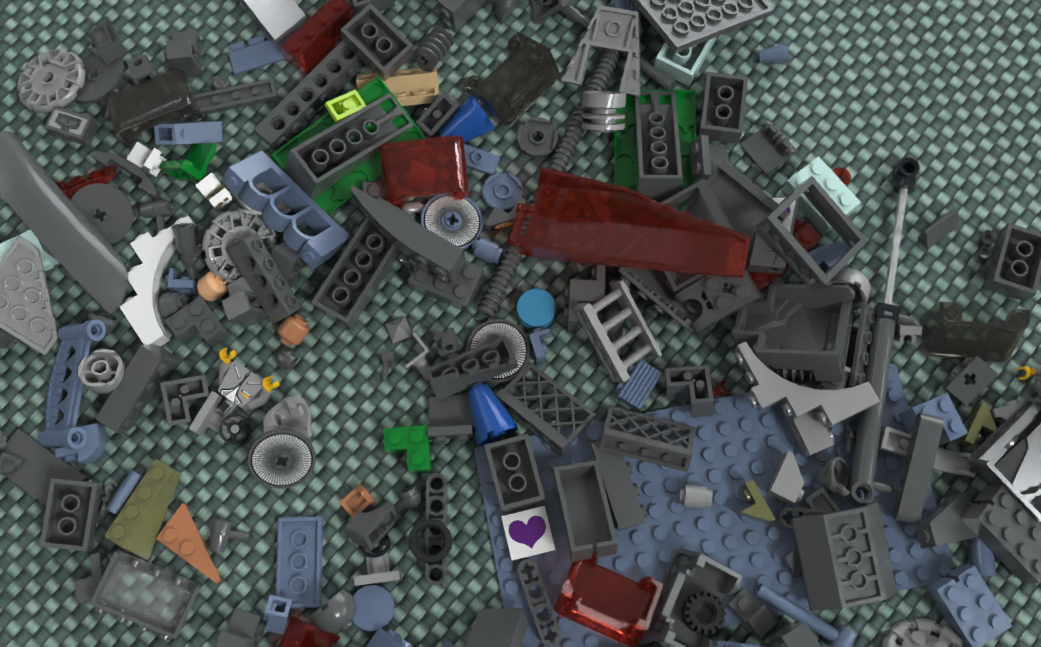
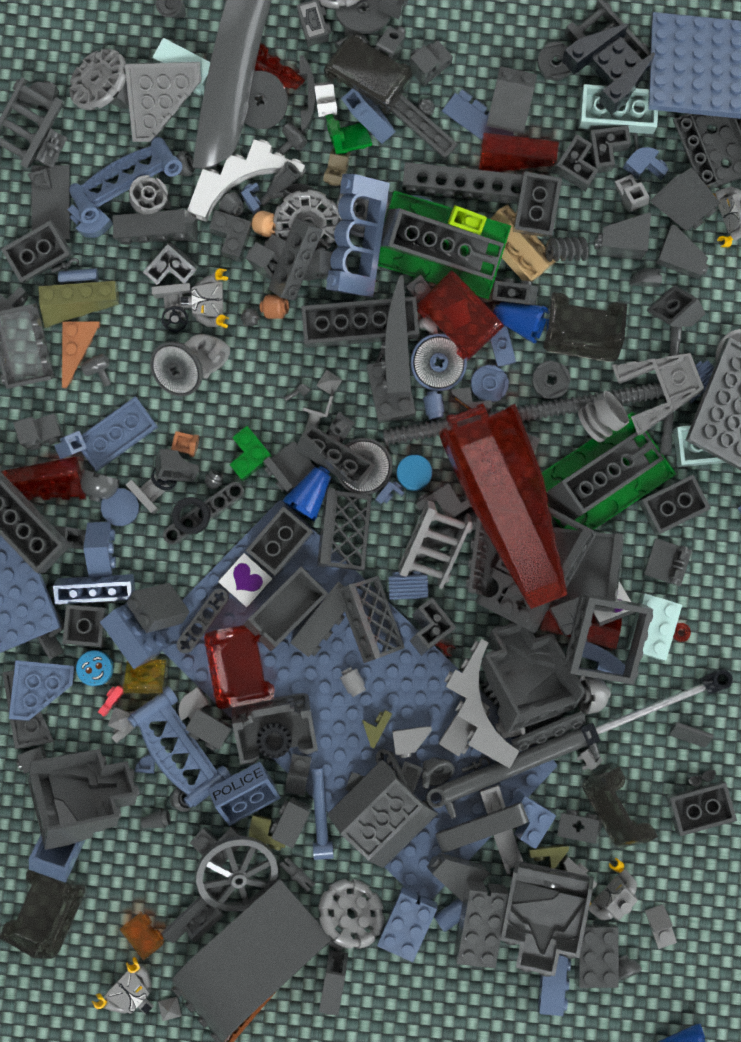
camera: 50 degrees right, 10 degrees up
(705, 158) = (622, 521): dark grey bracket -> none

